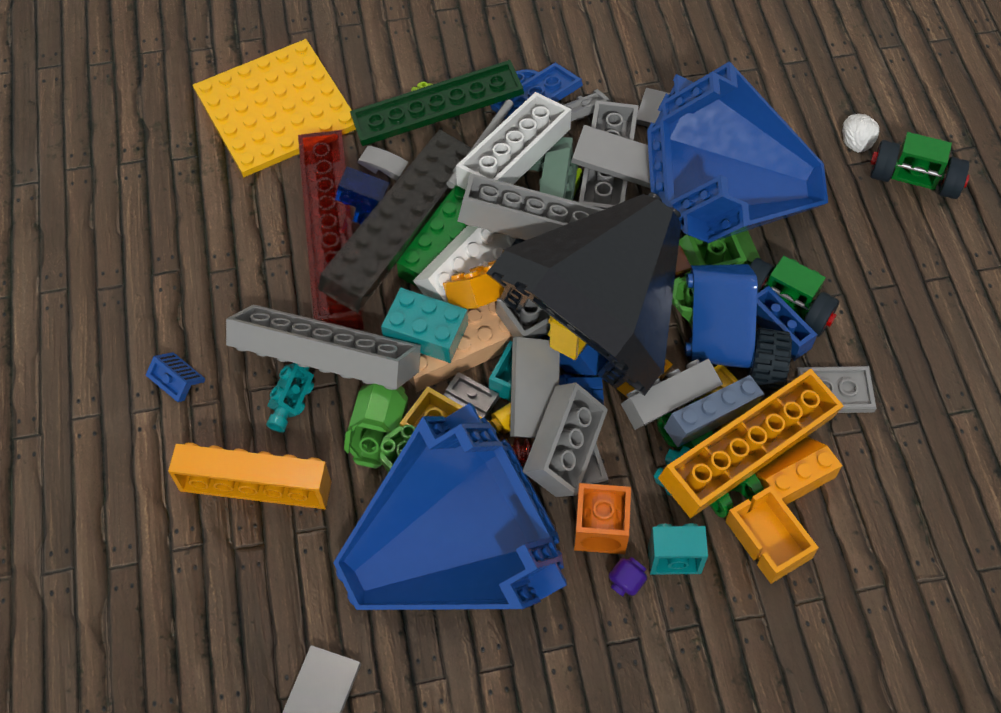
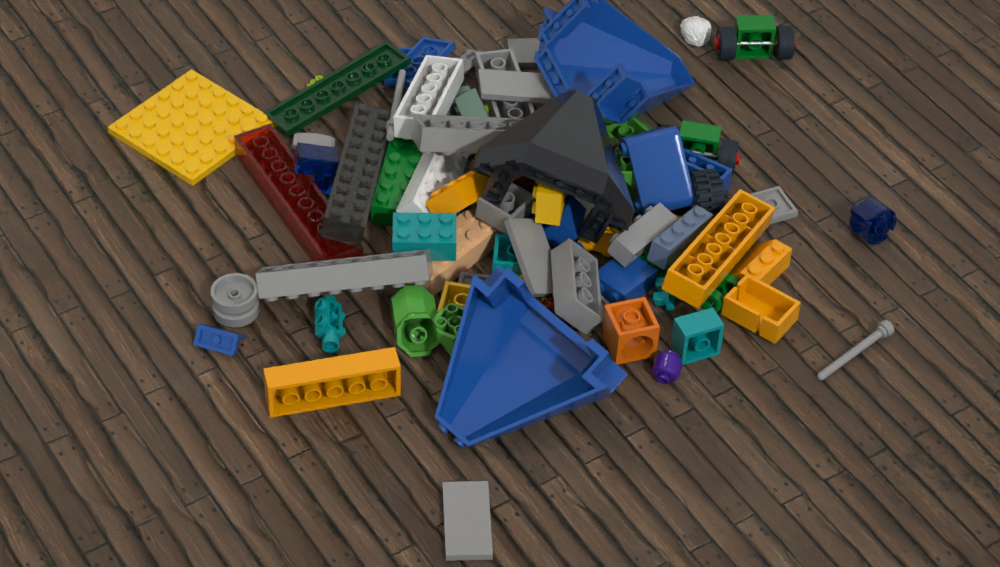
camera: 25 degrees left, 15 degrees down
(204, 336) = (235, 300): none -> light grey wheel
(631, 448) = (626, 283): none -> blue brick
(908, 609) = (883, 330): none -> light grey piece
(958, 453) = (872, 220): none -> clear blue brick

